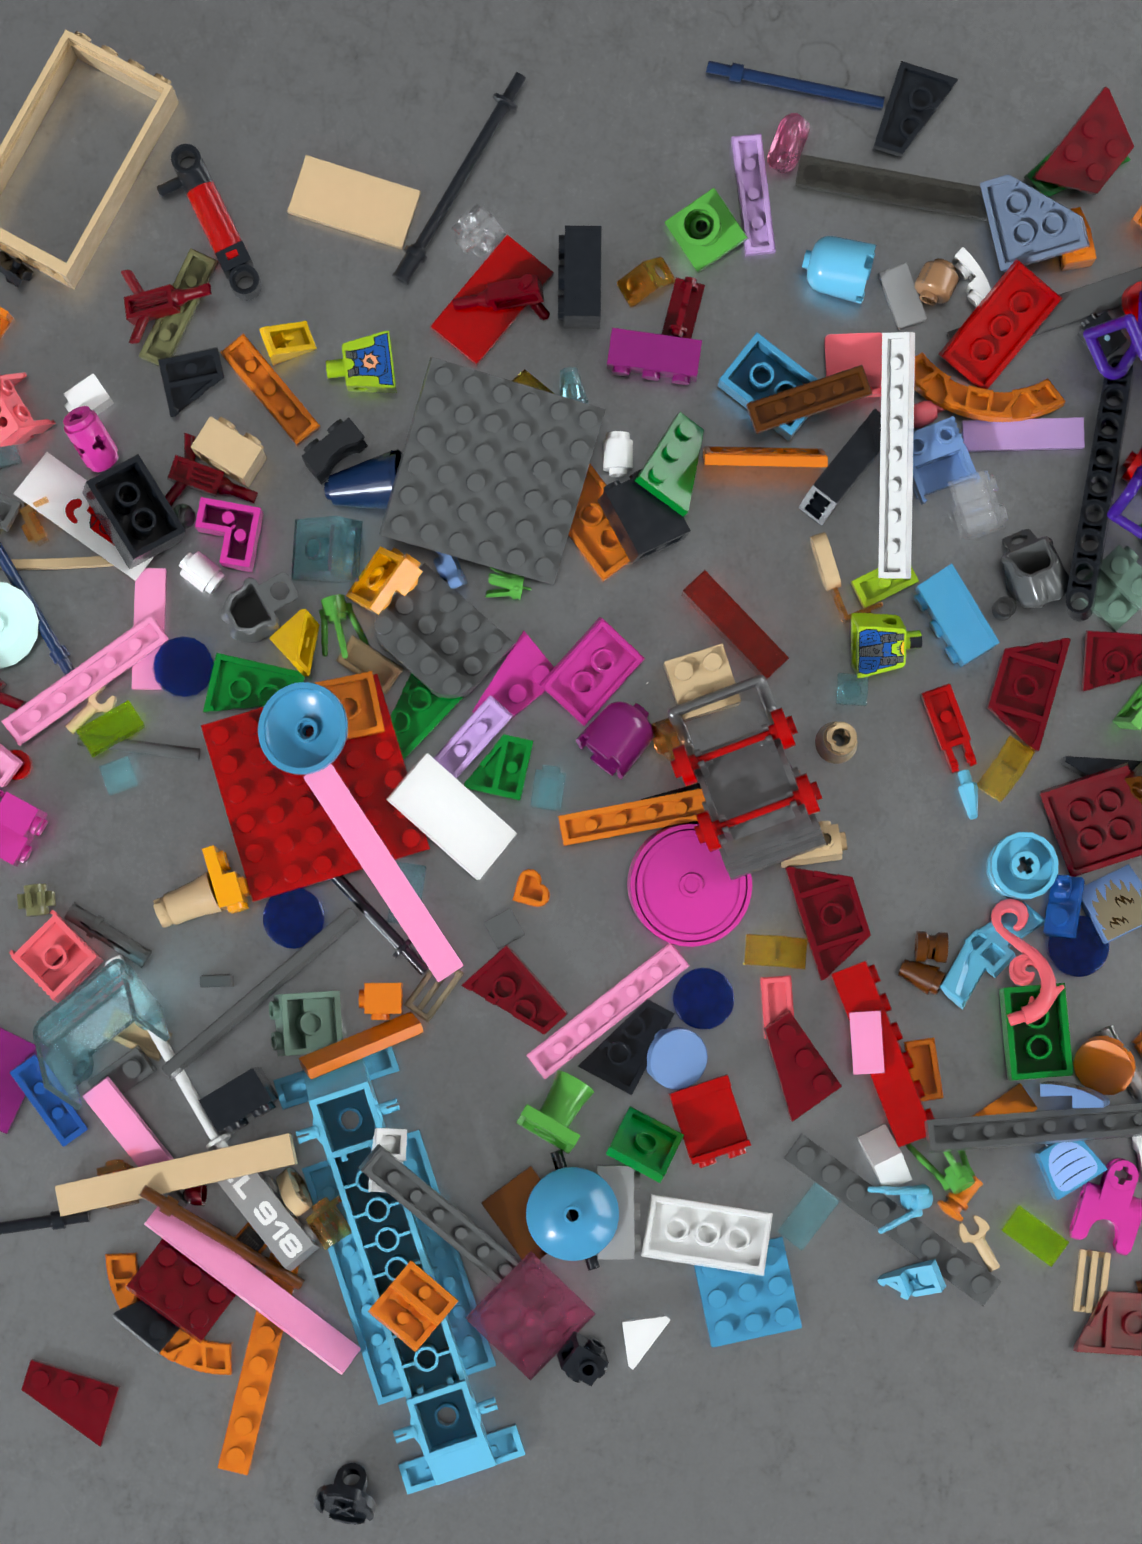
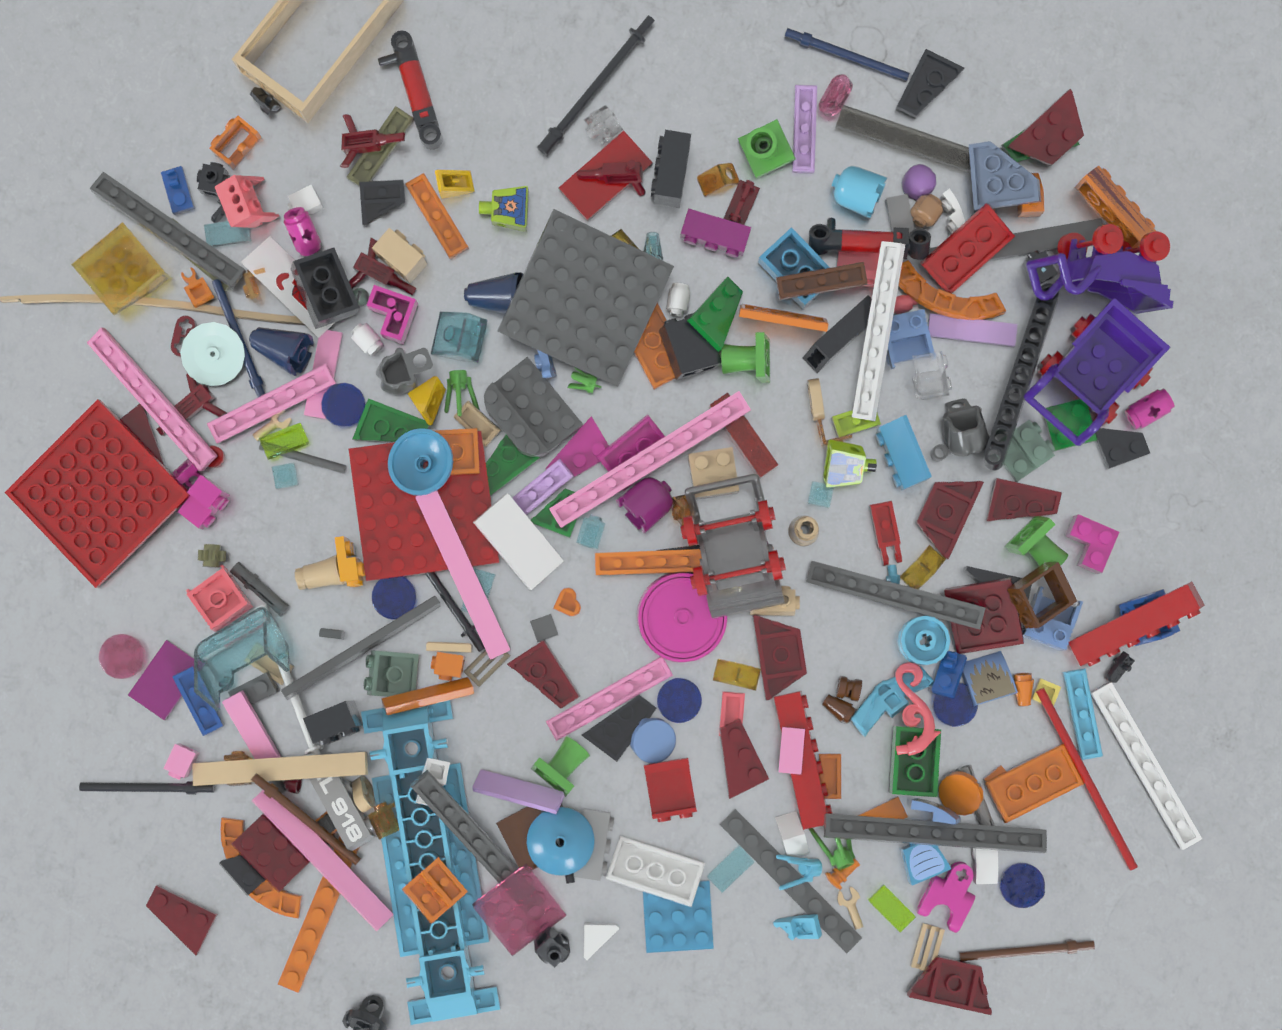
camera: 10 degrees right, 0 degrees up
(38, 1186) = (180, 761): none -> bright pink brick
(89, 601) = (283, 347): none -> dark blue cone
(342, 441) = (480, 261): black brick -> none
(354, 202) = (517, 91): tan tile -> none
(379, 974) = (449, 647): none -> tan tile
(382, 577) = (497, 361): light orange plate -> none
(504, 1155) = (518, 791): none -> lavender tile
(613, 677) = (650, 459): none -> bright pink plate
(645, 1144) = (620, 799): green plate -> none
(725, 519) = (746, 358): none -> bright green plant
(807, 340) = (827, 238): none -> black piece
(919, 243) = (918, 181): none -> medium lavender hair
(975, 810) = (896, 594): none -> dark grey plate

